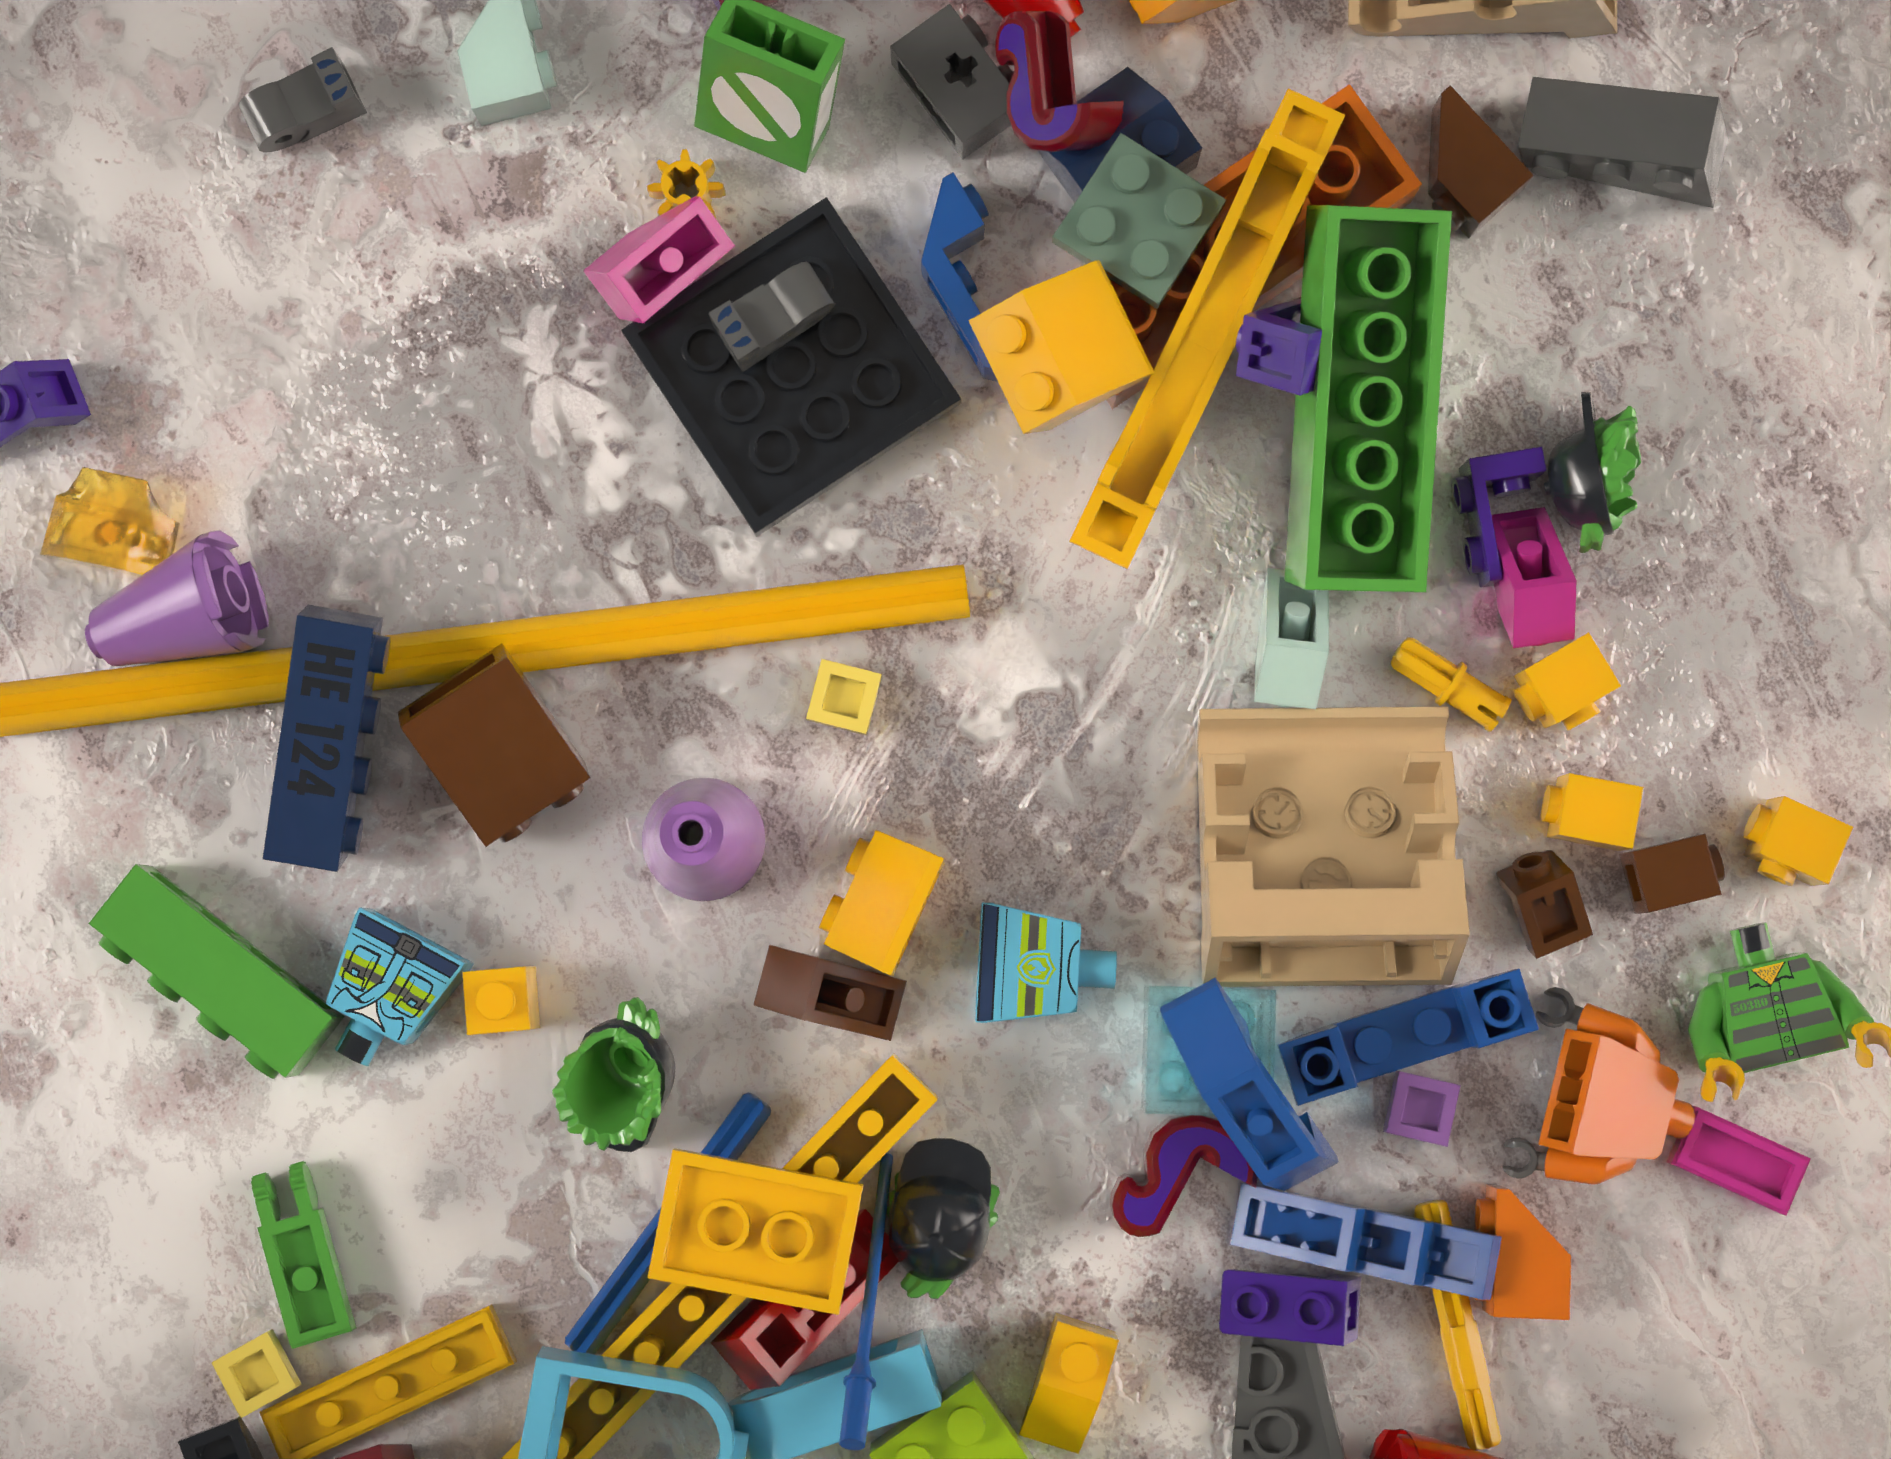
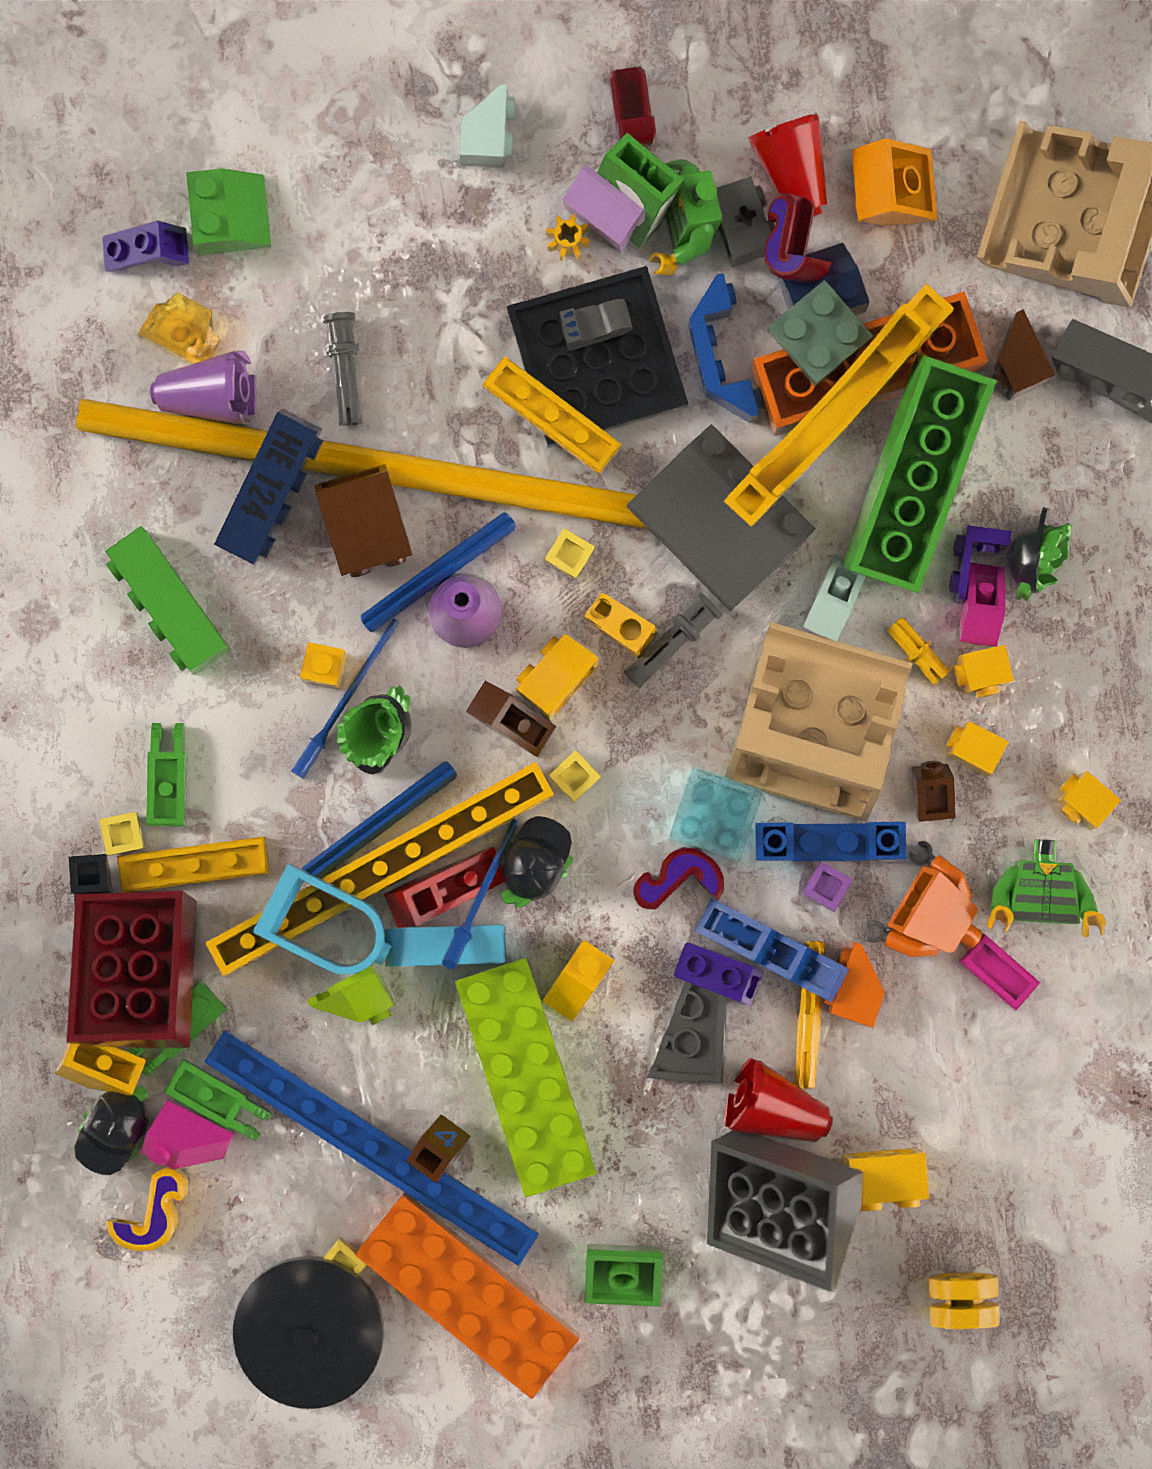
camera: 15 degrees right, 0 degrees up
(126, 311) = (228, 211): none -> bright green slope
(302, 104) = (362, 122): dark grey leg -> none
(380, 481) = (342, 350): none -> dark grey pin
(390, 984) = (263, 638): torso -> none
(530, 1124) = (317, 743): none -> blue piece
(640, 791) = (438, 572): none -> blue axle
(659, 260) = (540, 273): dark pink slope -> none
(727, 124) = (602, 208): none -> lavender slope
(747, 483) = (551, 415): none -> yellow tile
(755, 1231) = (429, 834): yellow plate -> none
(874, 99) = (691, 218): none -> bright green torso
(961, 786) = (621, 624): none -> yellow leg
(961, 1054) = (574, 776): none -> light yellow plate
(1023, 583) = (713, 542): none -> dark grey slope
(1034, 965) = (631, 738): medium azure torso -> none
(1061, 347) = (753, 391): yellow slope -> none
(1075, 760) = (685, 628): none -> dark grey pin
(1240, 1090) = (726, 842): blue slope -> none
(1279, 348) = (876, 428): dark purple bracket -> none
(1672, 873) = (1011, 796): reddish brown brick -> none

